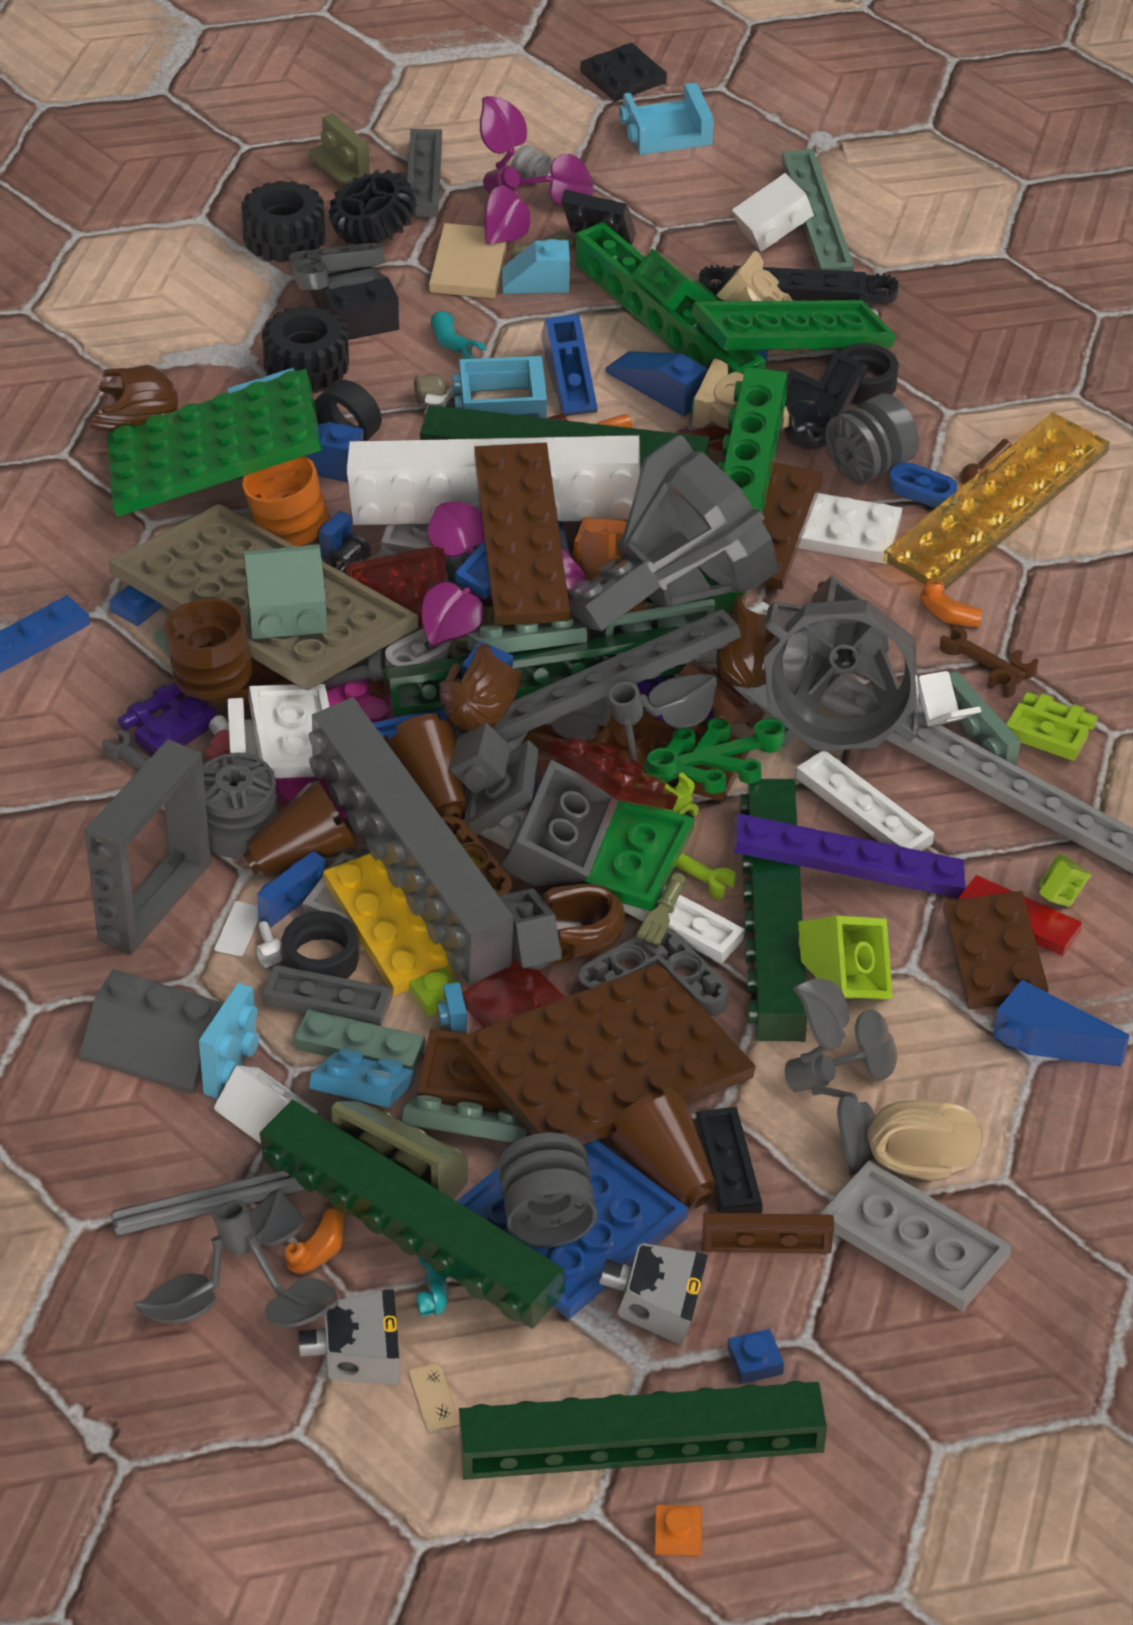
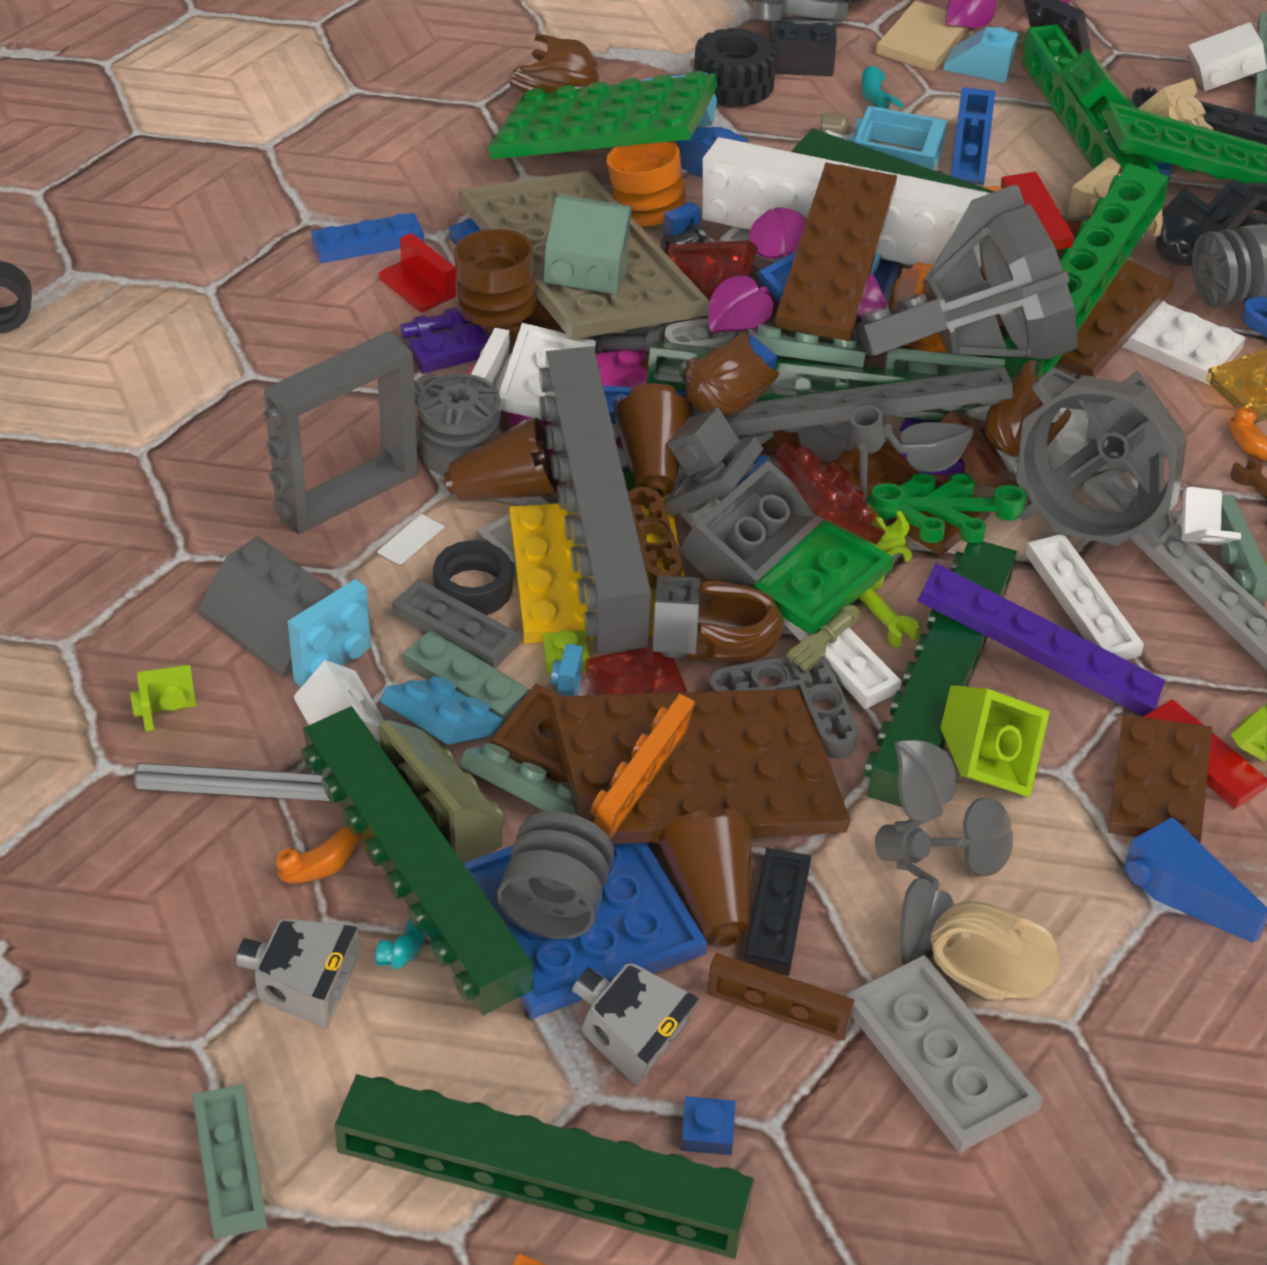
camera: 20 degrees right, 0 degrees up
(98, 1139) = (162, 691): none -> lime bracket
(109, 660) = (421, 276): none -> red panel
(240, 1232) = (225, 821): dark grey plant -> none
(268, 952) = (424, 565): white hand -> none
(290, 889) = (466, 516): blue plate -> none
(357, 402) = (751, 113): black tyre -> none
(383, 1514) = (229, 1161): none -> sand green plate
(434, 1397) = (352, 1051): tan sticker -> none
(575, 1061) = (647, 759): none -> orange plate
(661, 376) = (1056, 165): blue slope -> none
(664, 422) = (1036, 194): none -> red tile

